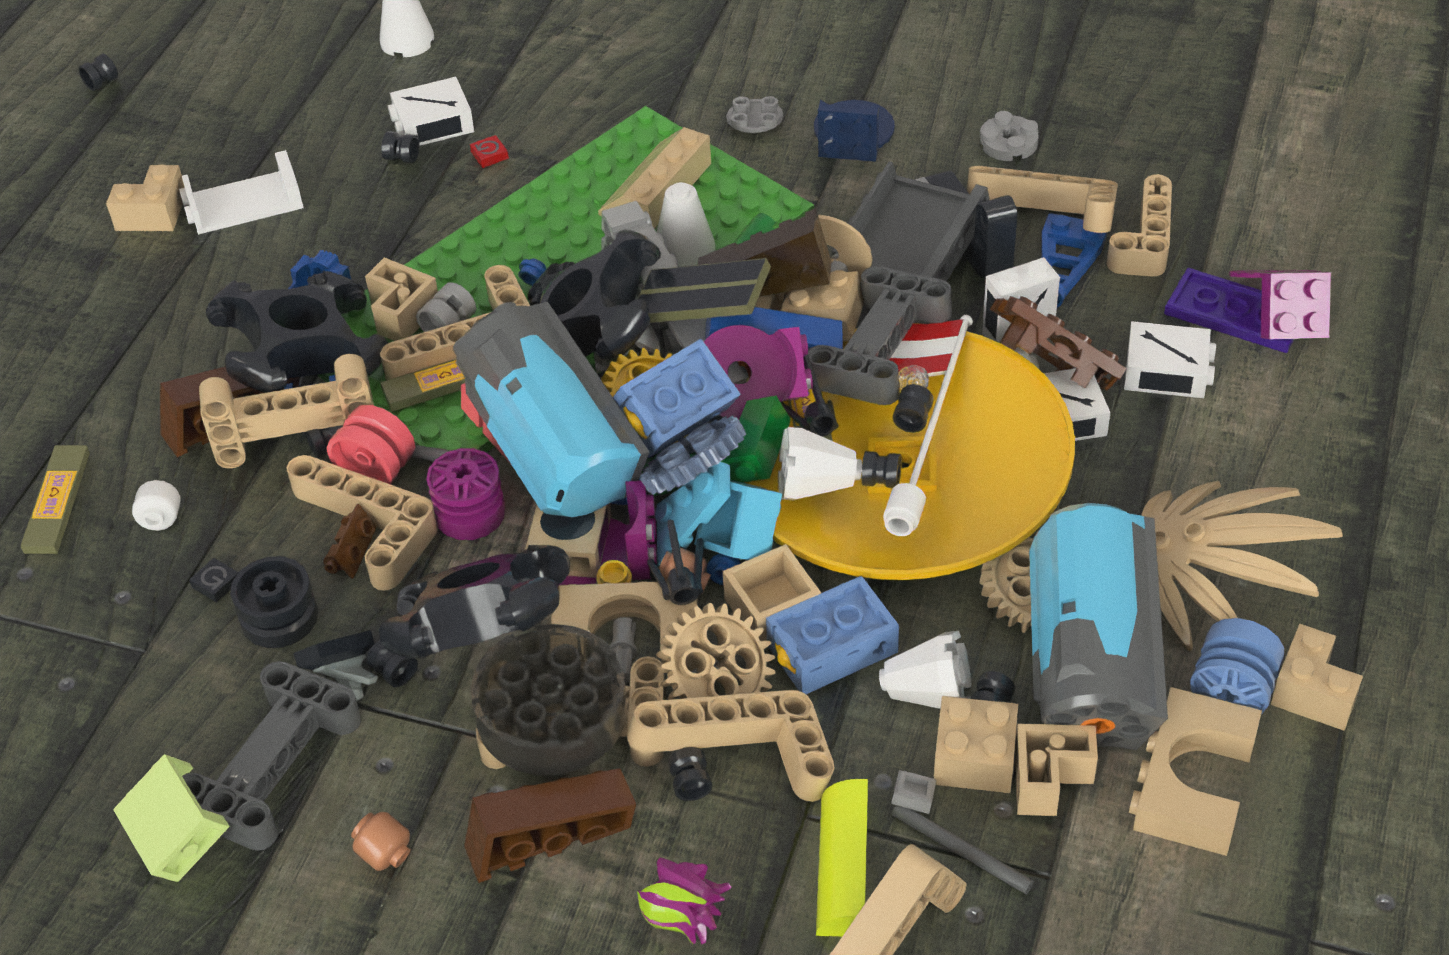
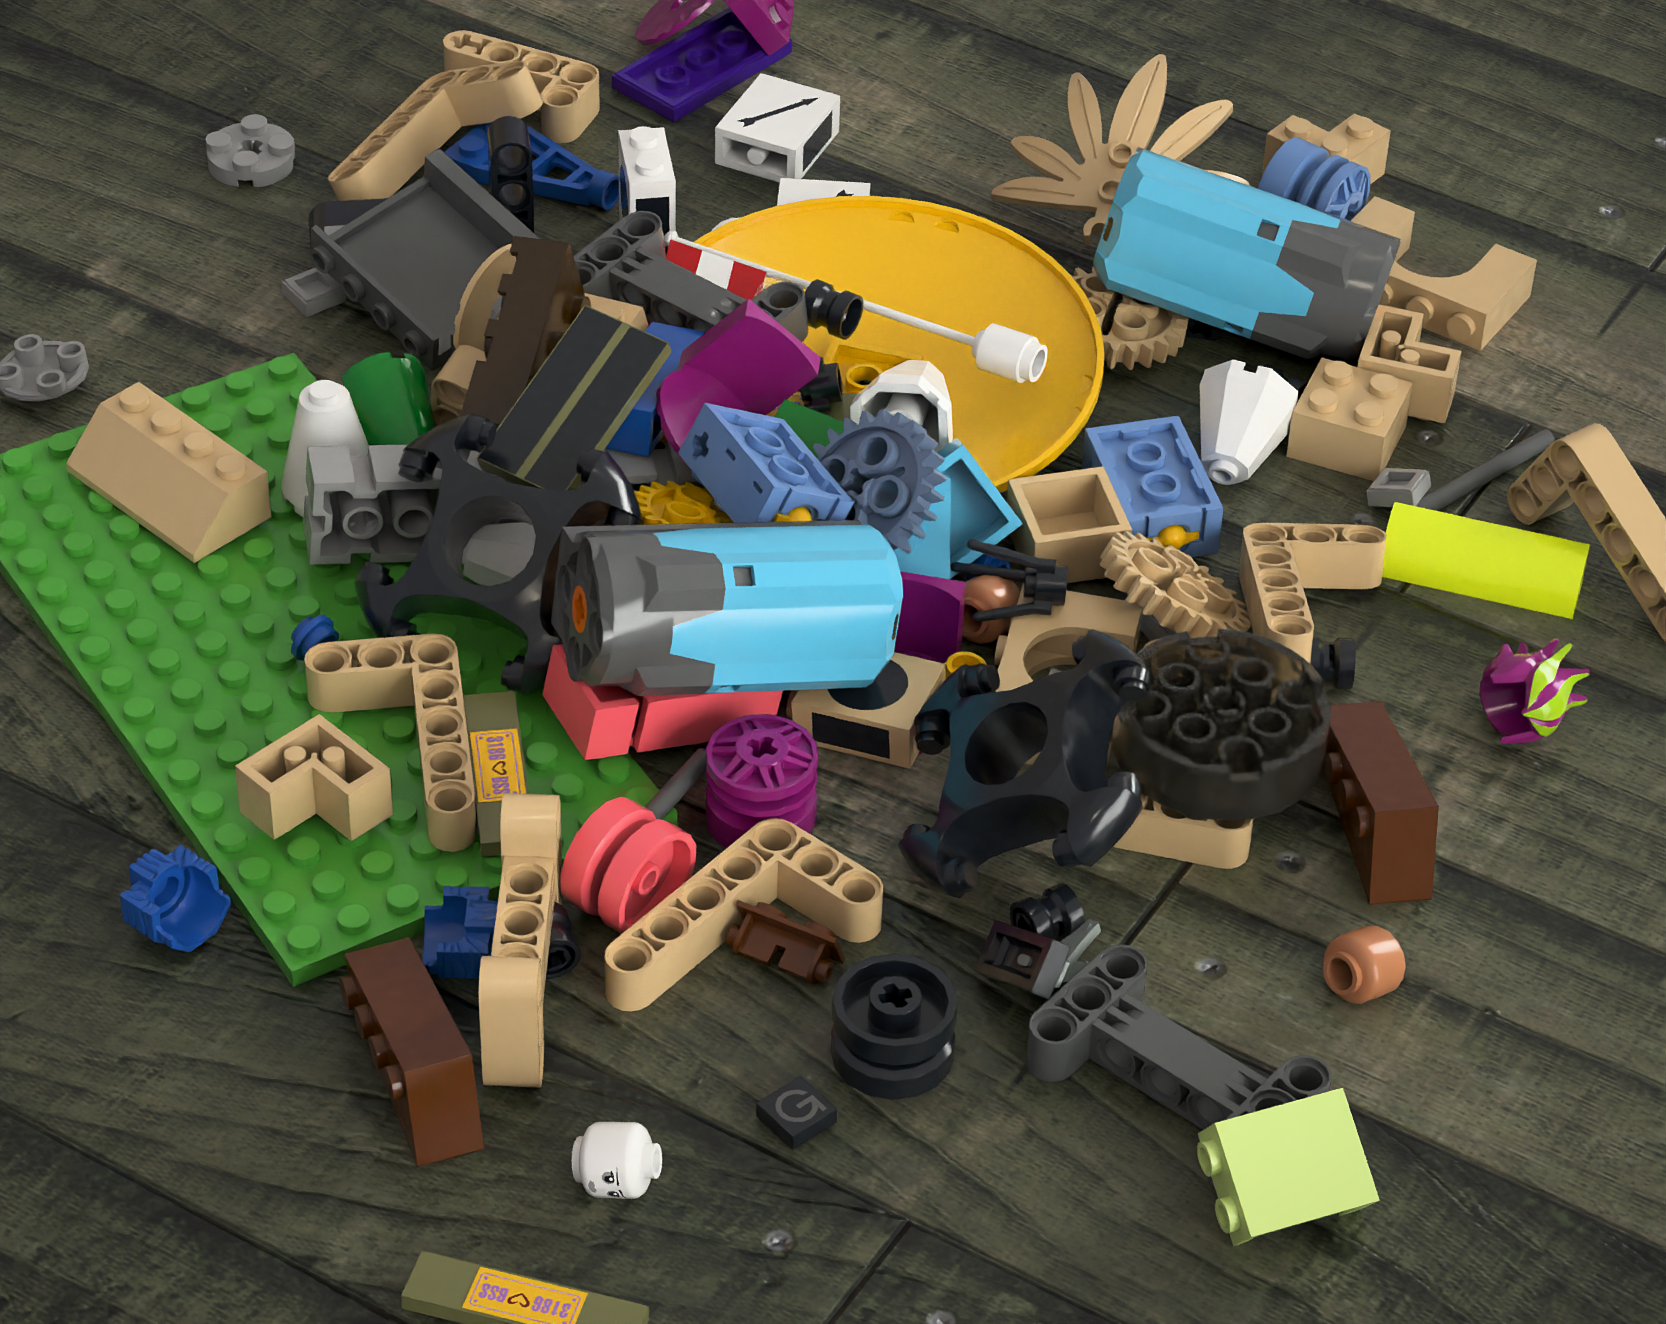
camera: 80 degrees left, 5 degrees down
(293, 329) = (345, 901): black piece -> none
(447, 307) = (374, 731): light grey wheel -> none
(852, 129) = (168, 281): dark blue piece -> none
(881, 469) = (935, 346): black wheel -> none
(1030, 332) = (750, 173): reddish brown piece -> none

